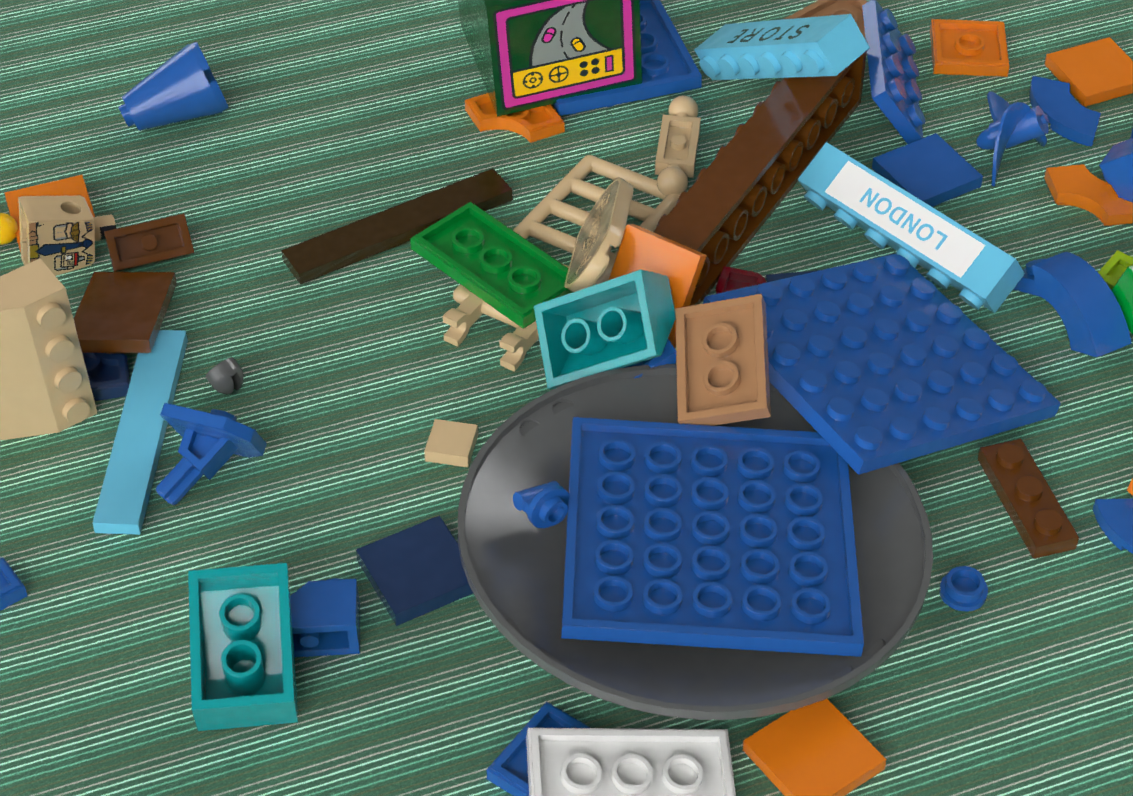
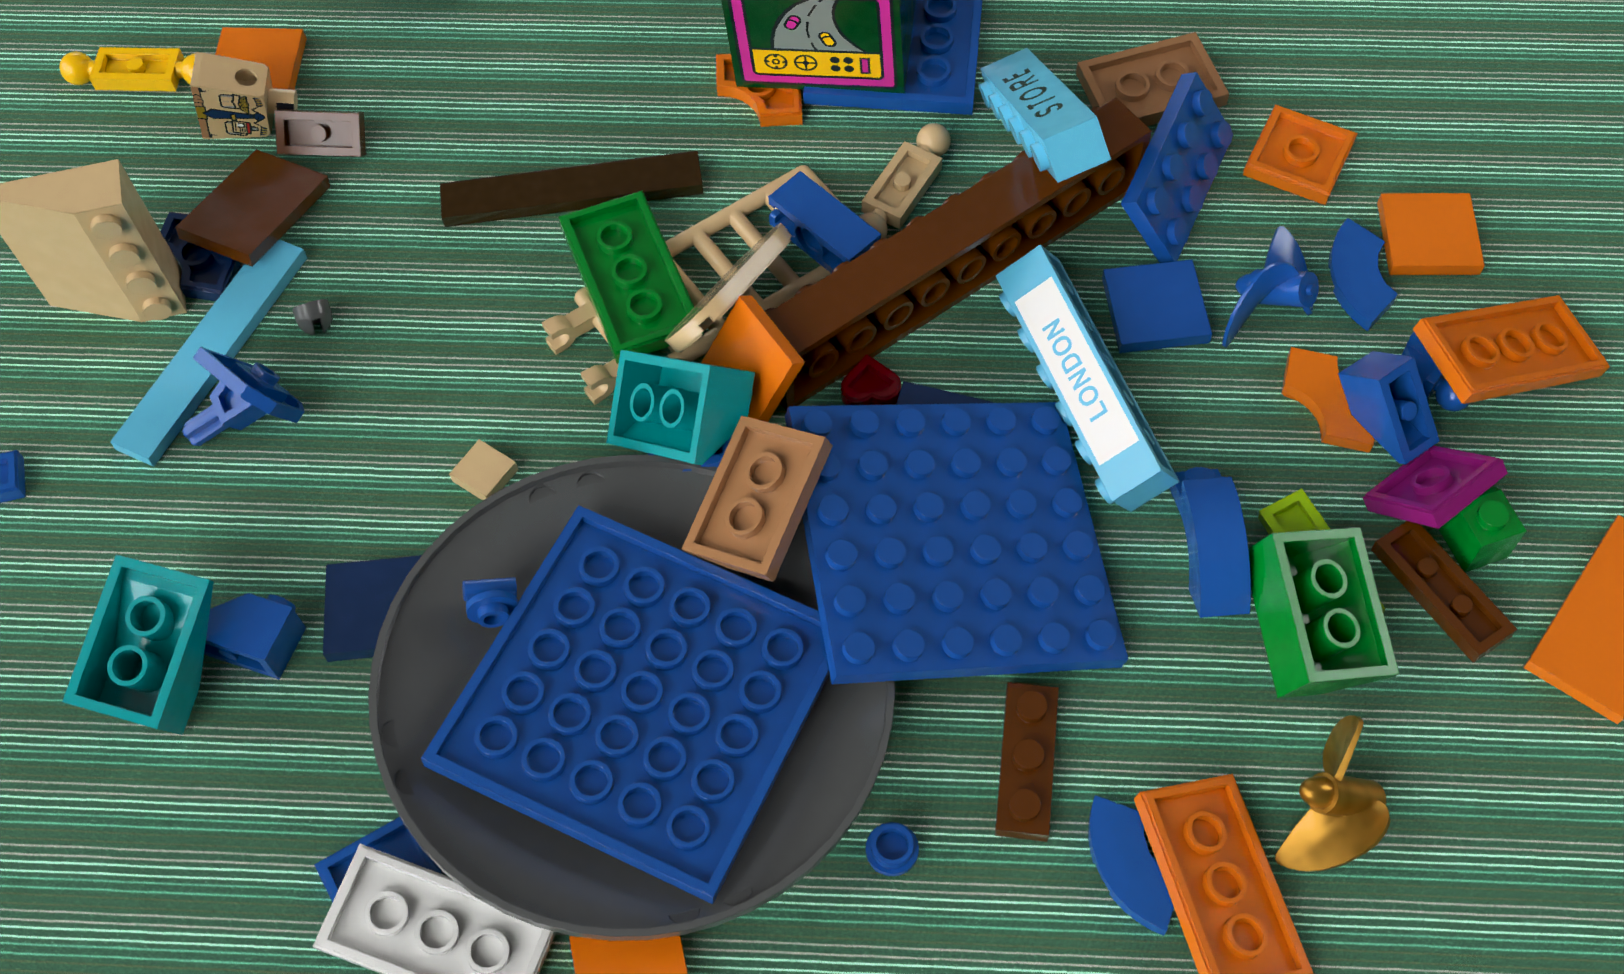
camera: 25 degrees right, 15 degrees up
(654, 182) = (820, 222): none -> blue piece

